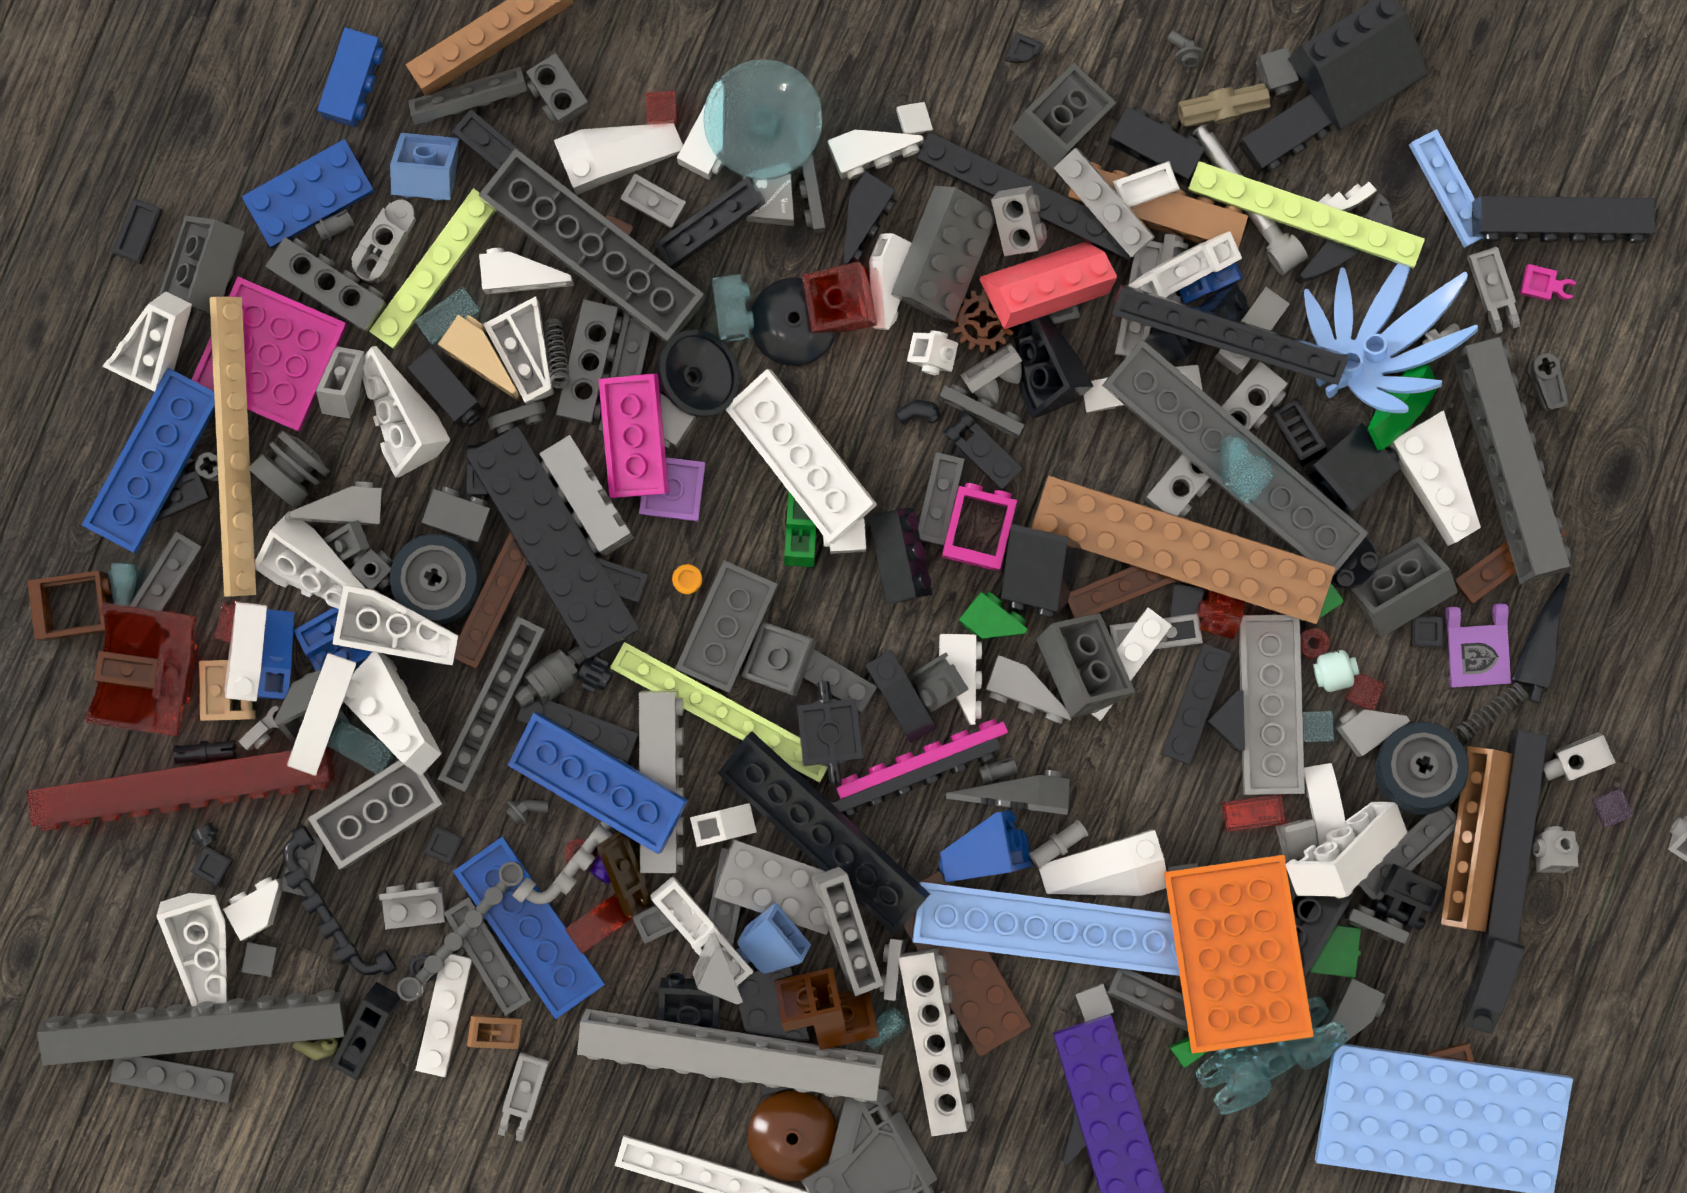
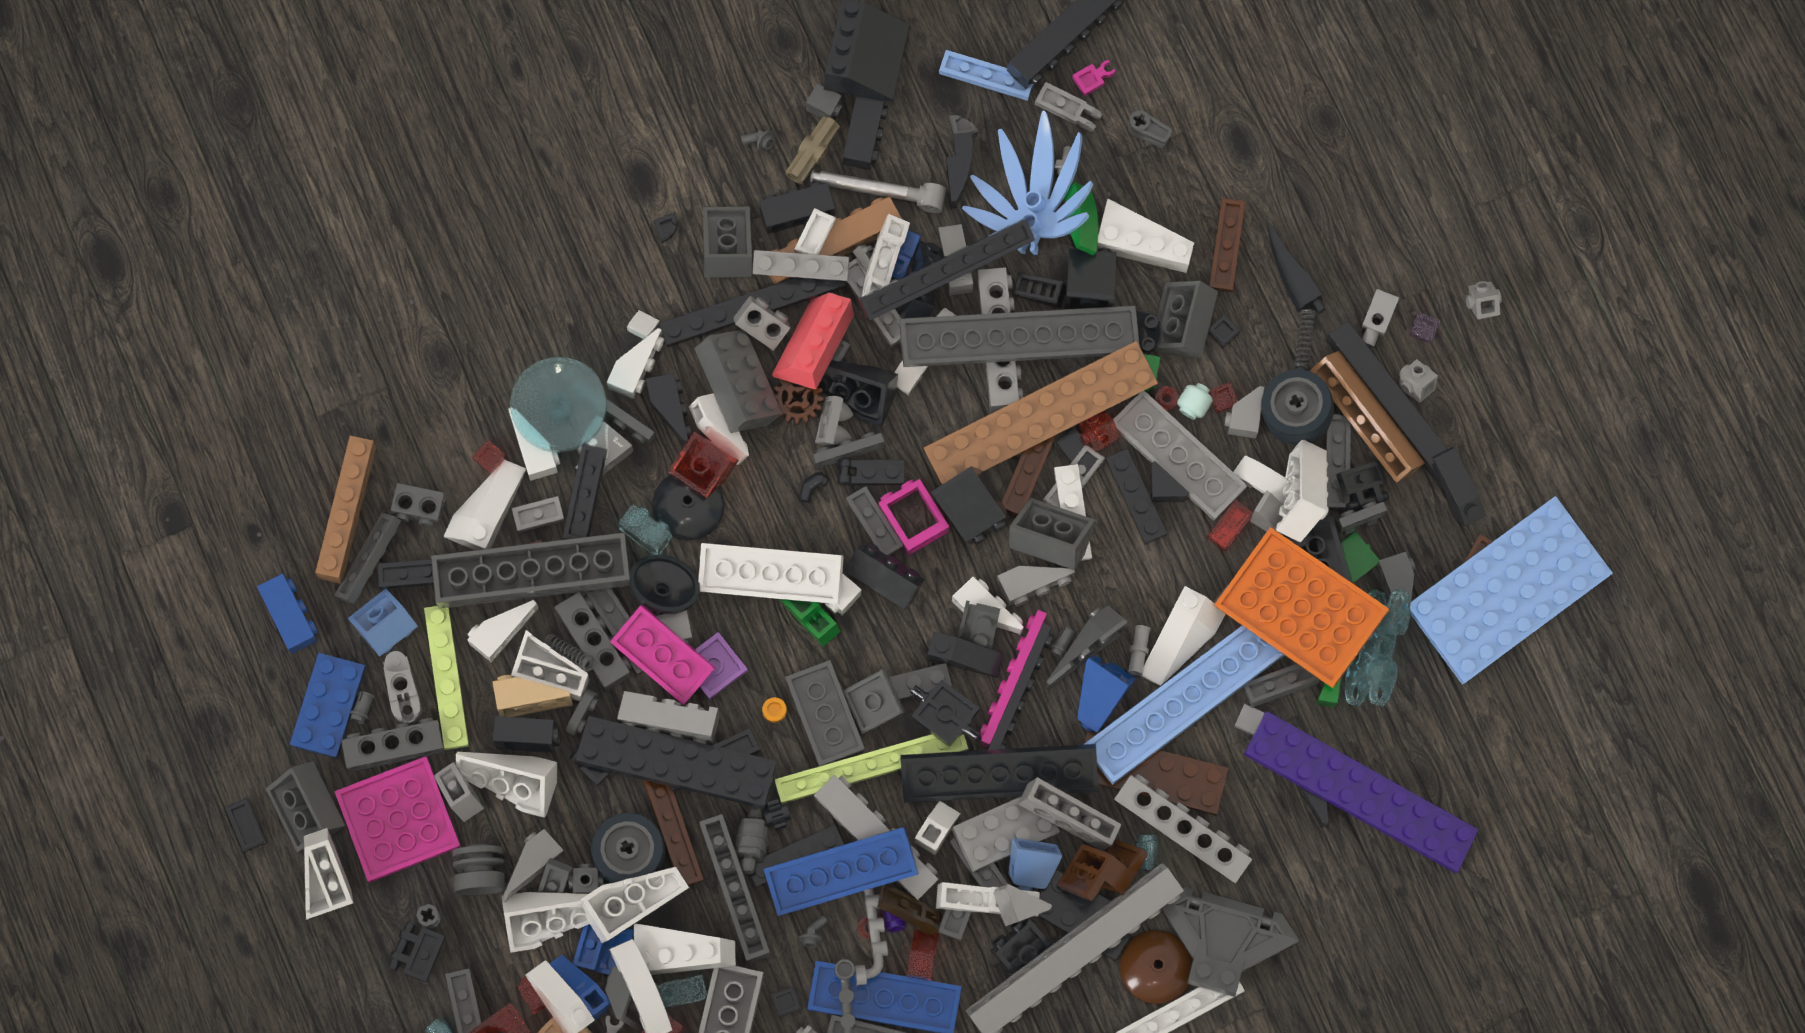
camera: 45 degrees left, 10 degrees down
(151, 461) = (391, 945): blue plate -> none
(232, 446) = (431, 890): tan plate -> none
(439, 318) = (481, 696): clear light blue tile -> none
(458, 515) = (604, 801): dark grey brick -> none
(892, 979) = (1110, 805): light grey plate -> none
(932, 352) = (787, 443): white brick -> none
(989, 620) = (972, 561): green slope -> none
(1243, 471) = (1030, 337): clear light blue slope -> none
(1306, 214) = (921, 164): yellowish green plate -> none
(1318, 726) = (1217, 442): clear light blue tile -> none
(1355, 197) = (933, 142): white slope -> none
(1478, 652) = (1263, 314): medium lavender flag -> none
(1511, 460) = (1173, 190): dark grey brick -> none

